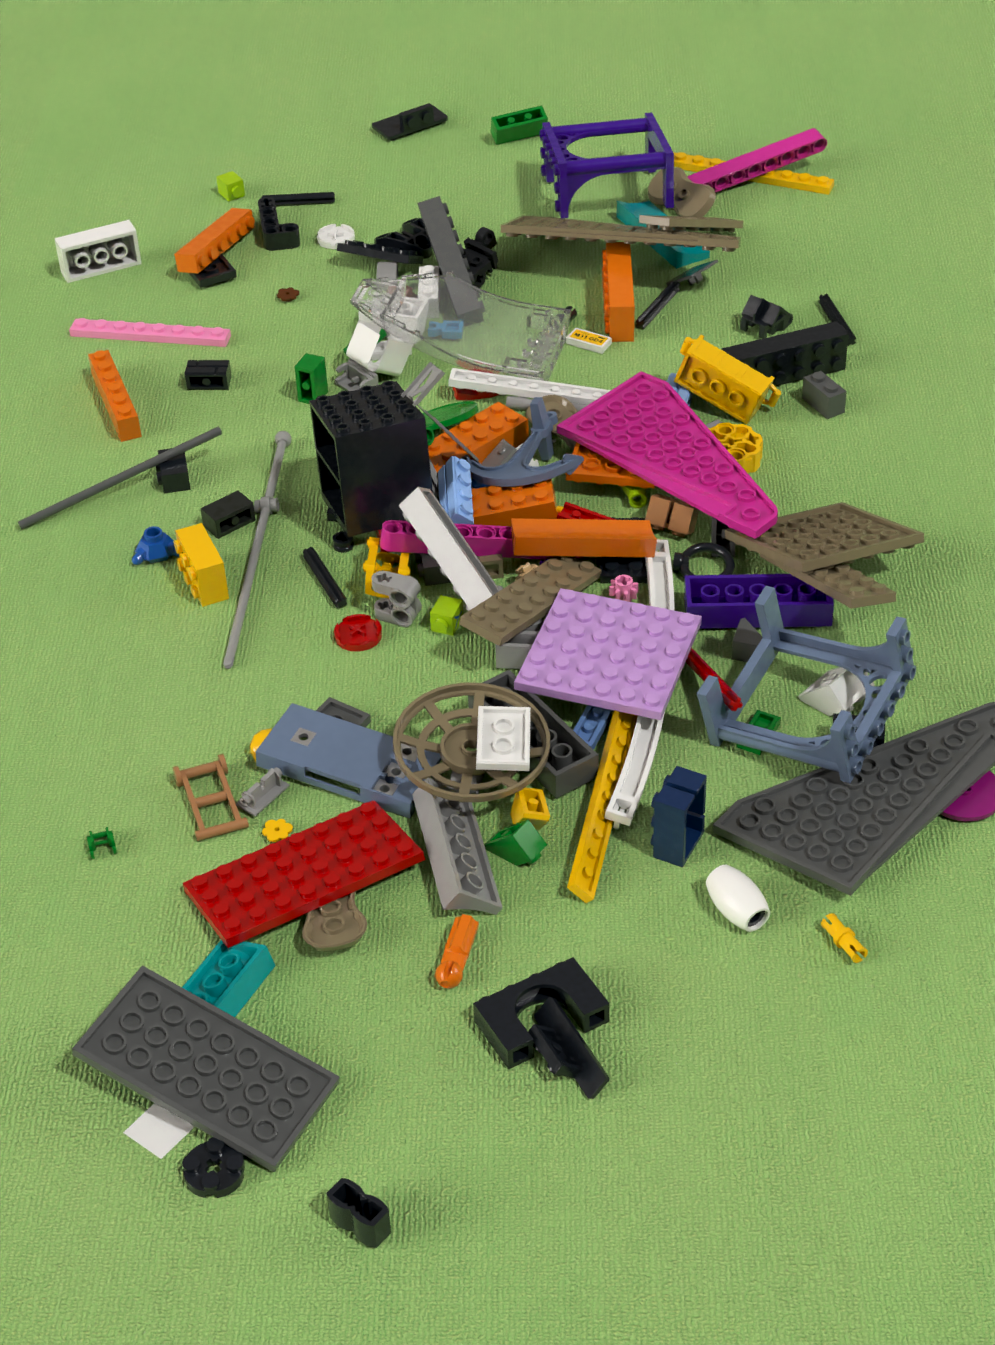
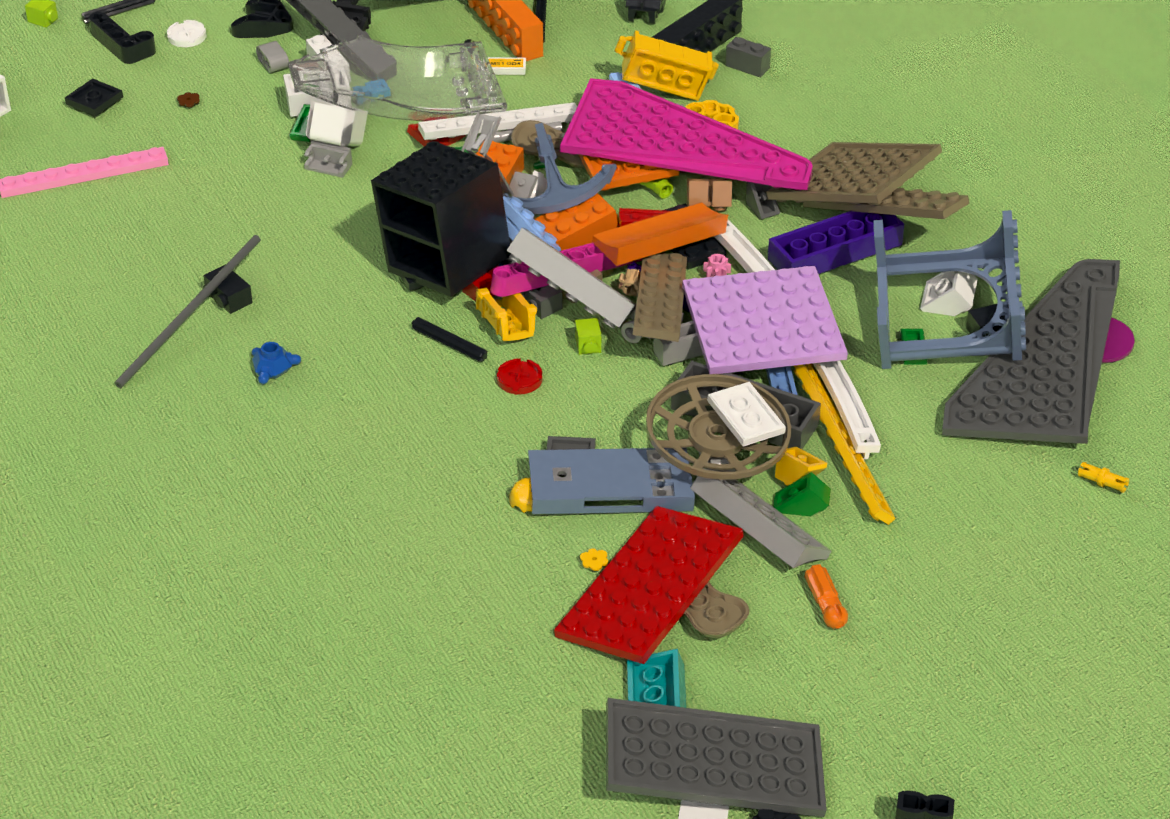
camera: 30 degrees left, 0 degrees up
(110, 839) = (456, 619): green piece -> none
(114, 395) = (107, 239): orange brick -> none
(201, 565) = (339, 361): yellow brick -> none
(208, 375) = (181, 194): black brick -> none
(214, 240) = (78, 67): orange brick -> none
(220, 766) = (502, 525): medium nougat piece -> none
(228, 514) = (315, 312): pearl dark grey brick -> none
(262, 793) = (557, 533): light grey hinge -> none
(264, 506) = (343, 294): light grey bar -> none
(311, 377) = (292, 169): green brick -> none
(342, 542) = (439, 304): black bush -> none
(380, 252) = (242, 36): black plate -> none
(402, 603) = (549, 332): light grey piece -> none
(565, 981) = (929, 590): black arch -> none
(565, 1049) = (972, 634): black bracket -> none
(678, 816) = (923, 428): dark blue piece -> none
(681, 560) = (746, 228): black piece -> none
(702, 669) = (866, 316): red axle -> none
(737, 898) = (1007, 475): white piece -> none
(745, 641) = (855, 279): dark grey slope -> none

